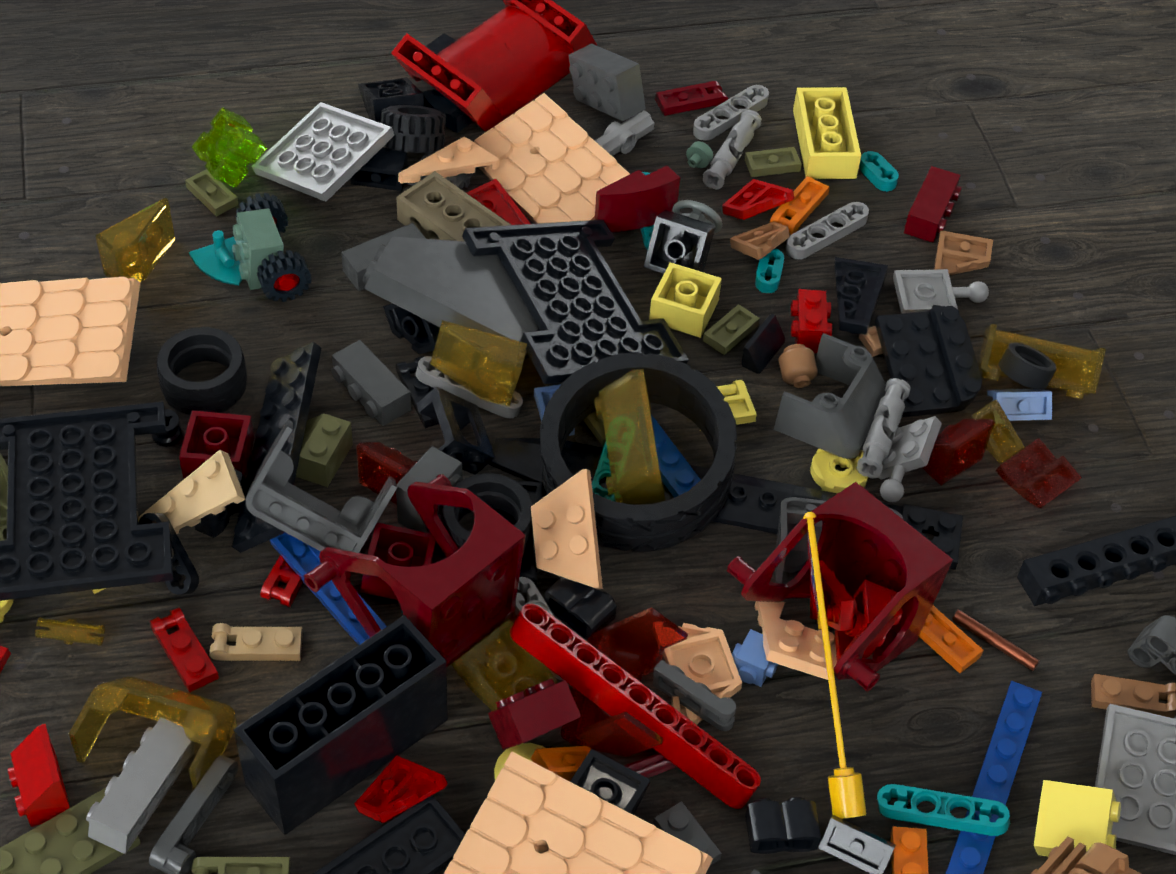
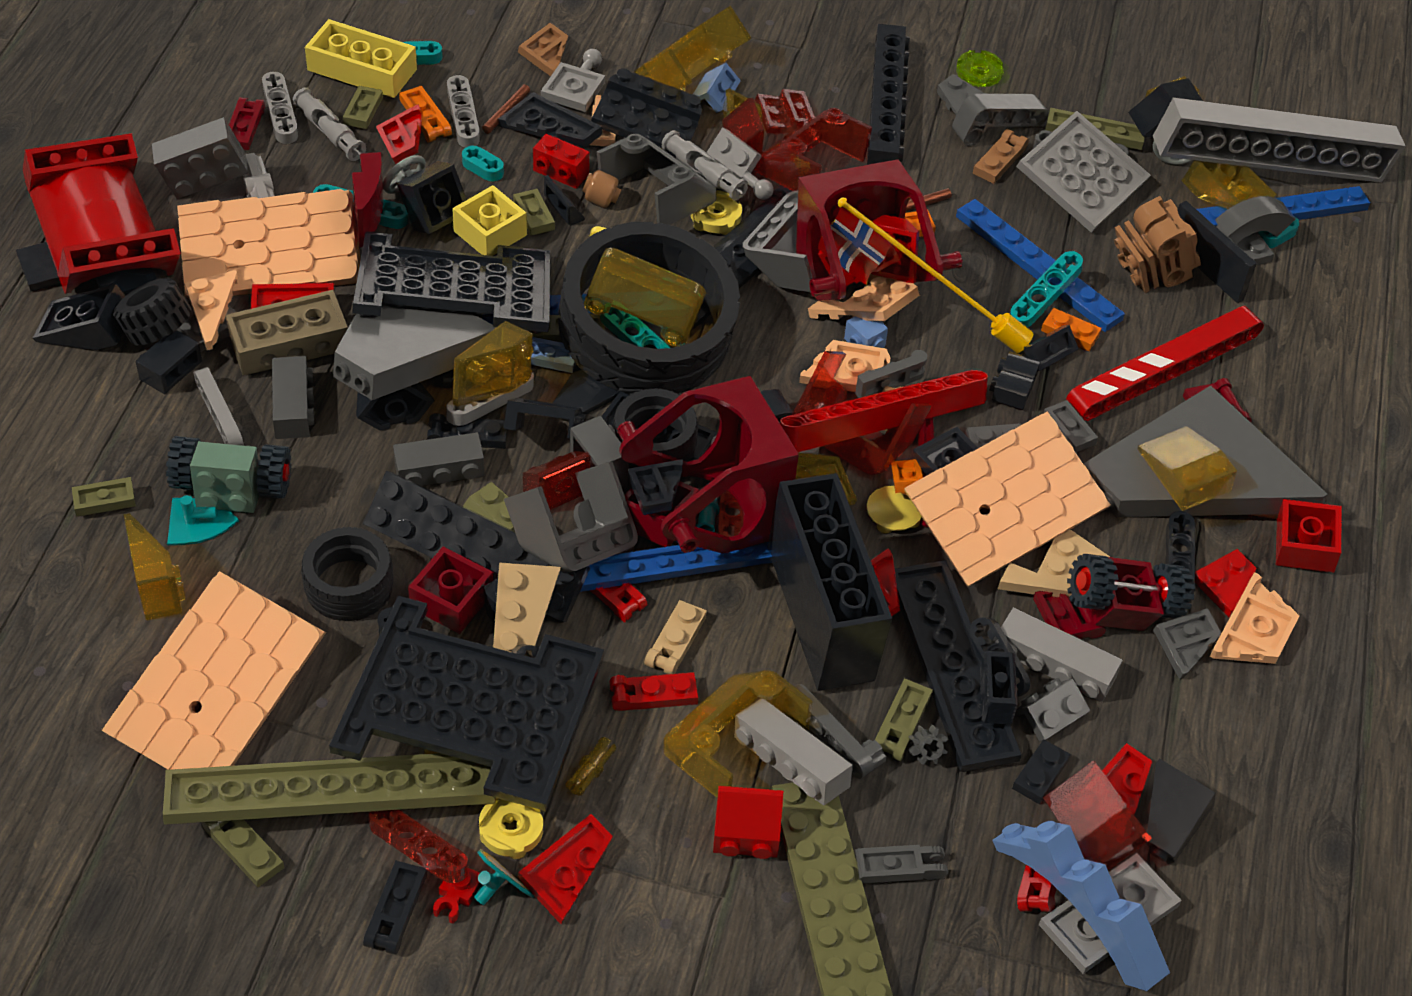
camera: 65 degrees left, 0 degrees up
(229, 147) = (67, 454): clear neon green brick -> none
(323, 151) = (126, 387): light grey plate -> none
(344, 219) = (217, 407): none -> light grey beam
(401, 540) = (656, 485): none -> black wing
(529, 716) = (865, 470): dark red brick -> none
(567, 532) = (700, 367): light nougat wing -> none
(699, 155) = (321, 146): sand green tile -> none
(760, 240) = (453, 148): medium nougat wing -> none
(826, 256) = (513, 101): none -> copper bar
(933, 204) = (483, 38): dark red brick -> none
(984, 496) = (786, 160): none -> clear red windscreen
(1027, 366) = (698, 62): black tyre -> none
(1075, 812) = (1092, 225): light yellow brick -> none

